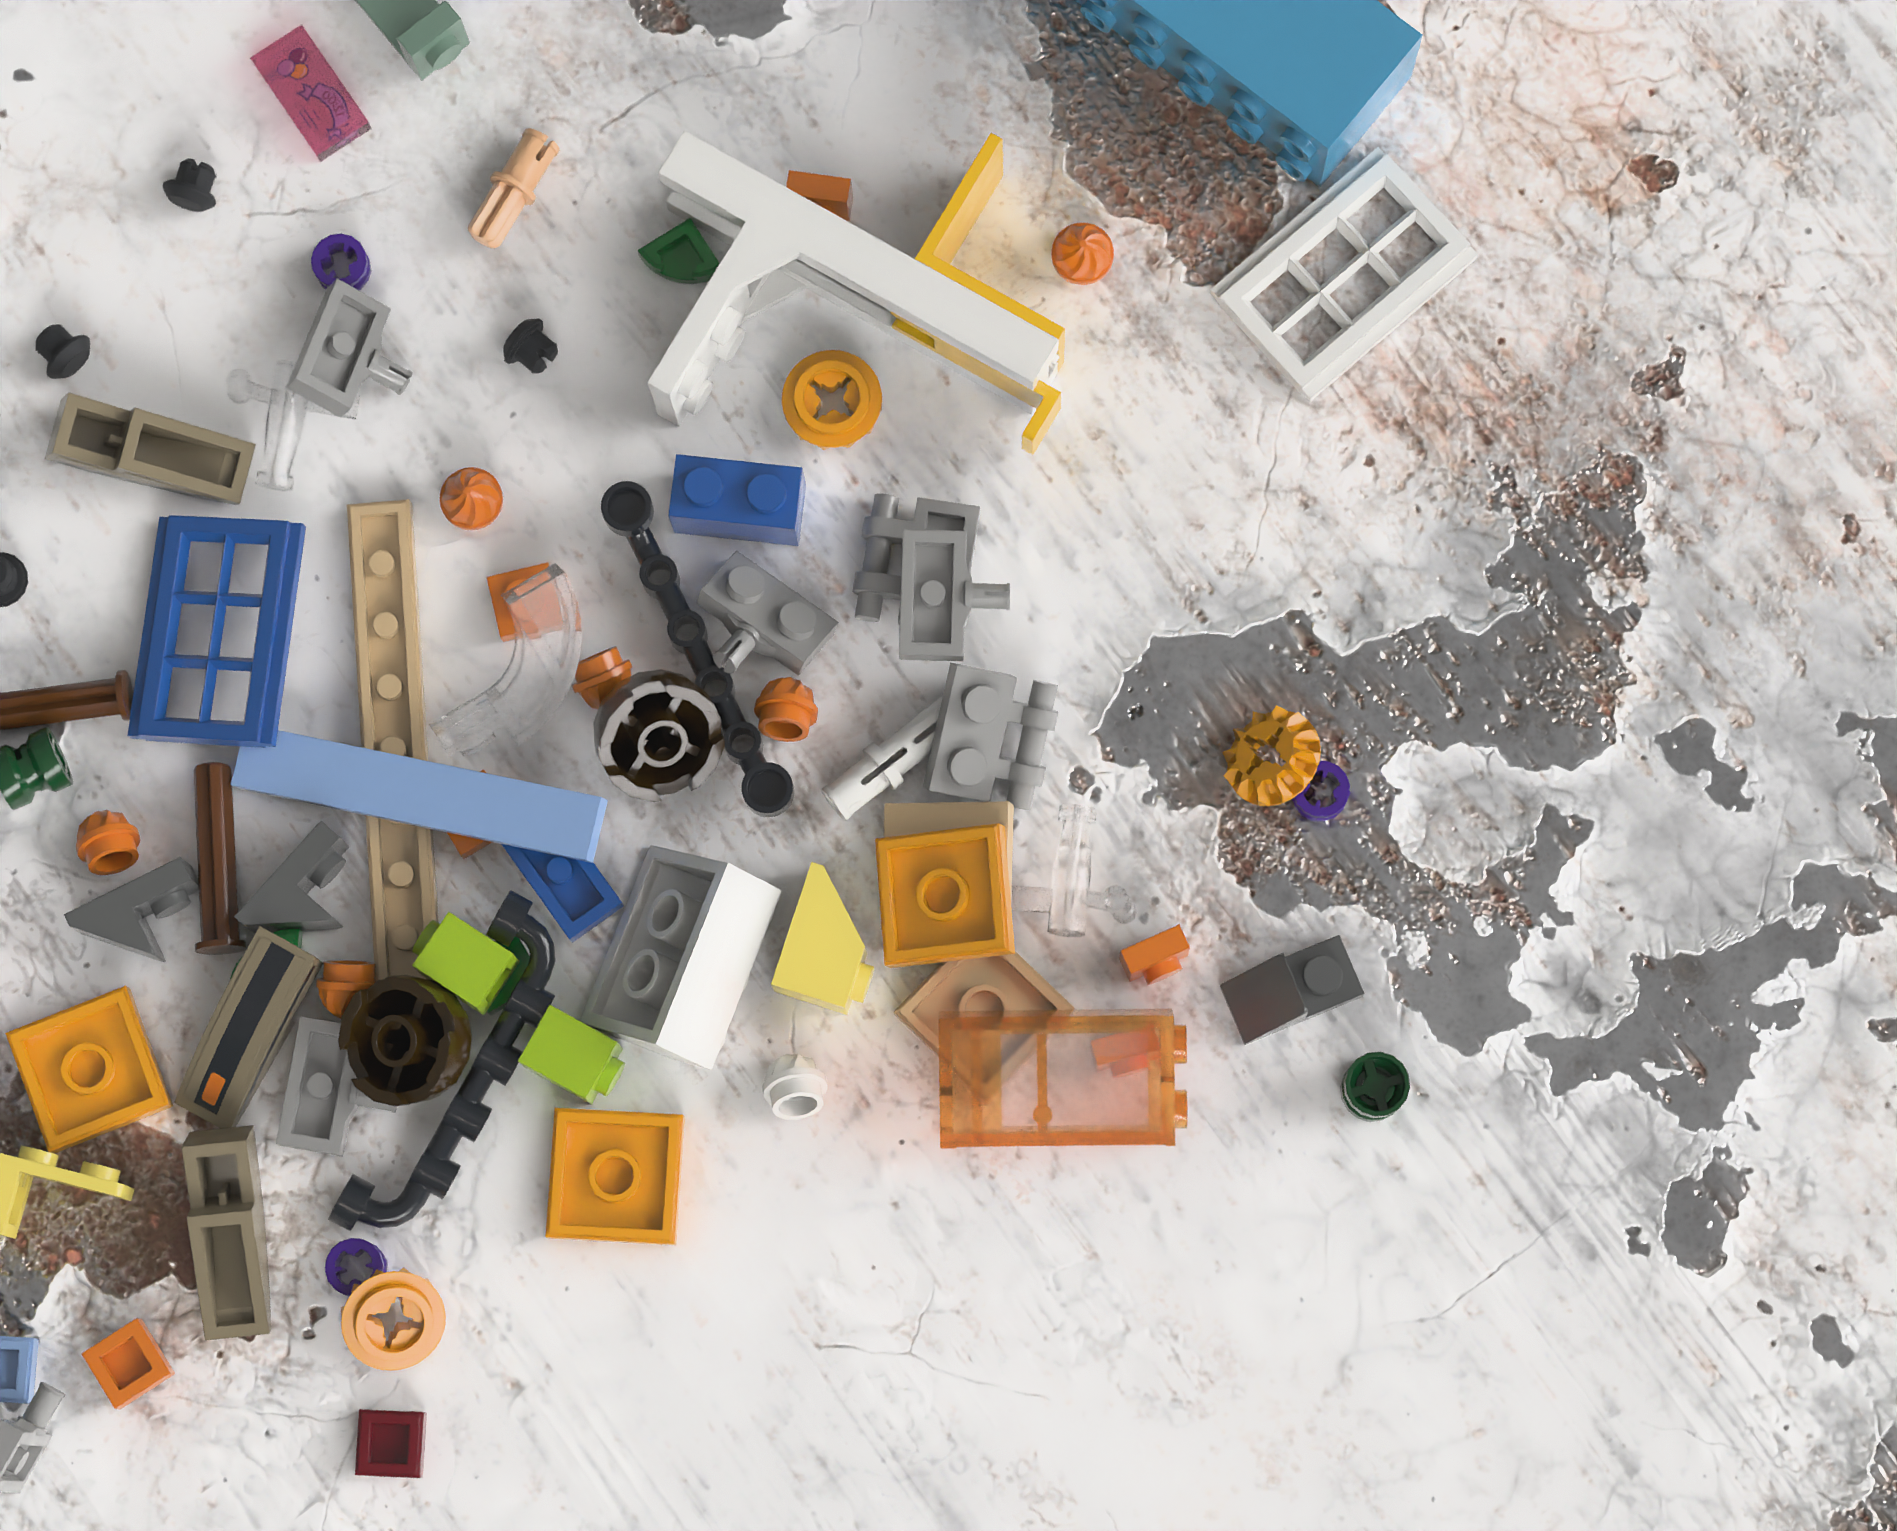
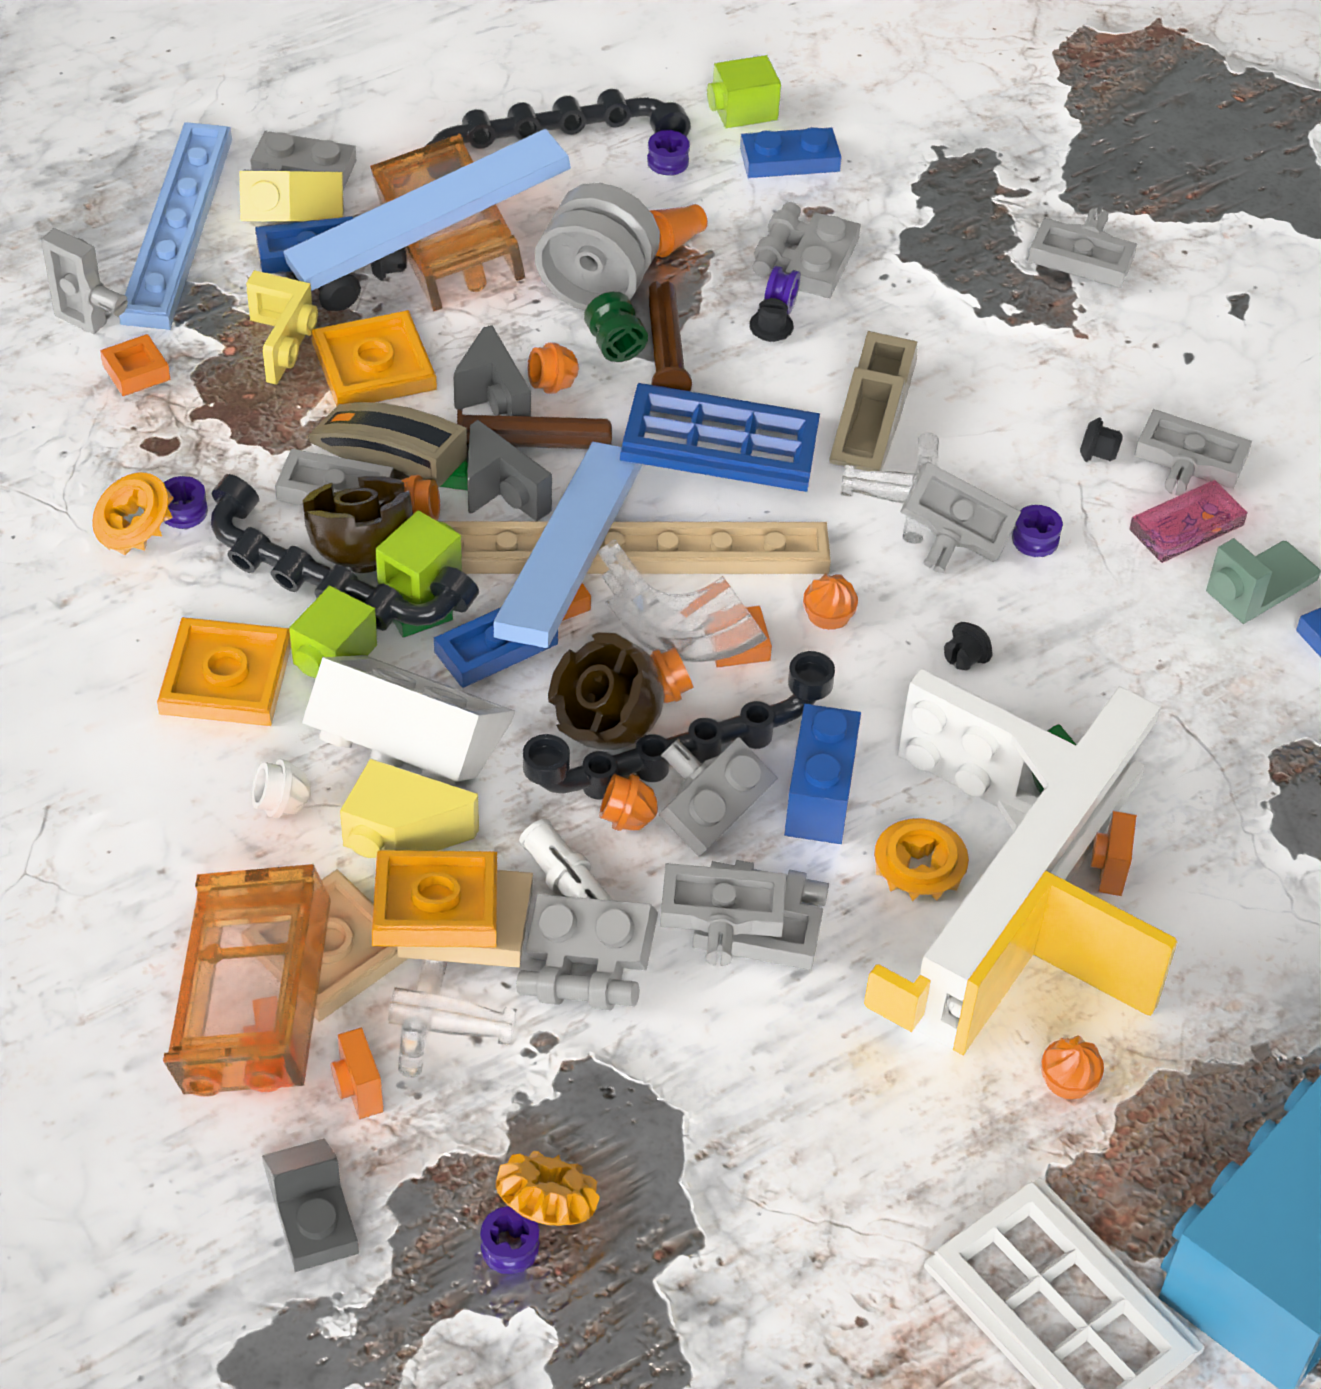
camera: 85 degrees right, 30 degrees down
(62, 351) = (956, 362): black piece -> none
(207, 80) = (1191, 451): none -> light grey plate
(228, 1232) = (229, 423): dark tan slope -> none
(390, 1443) = (34, 519): dark red tile -> none
(512, 188) = (1110, 639): light nougat axle -> none
(1384, 1081) = (189, 1242): dark green wheel -> none

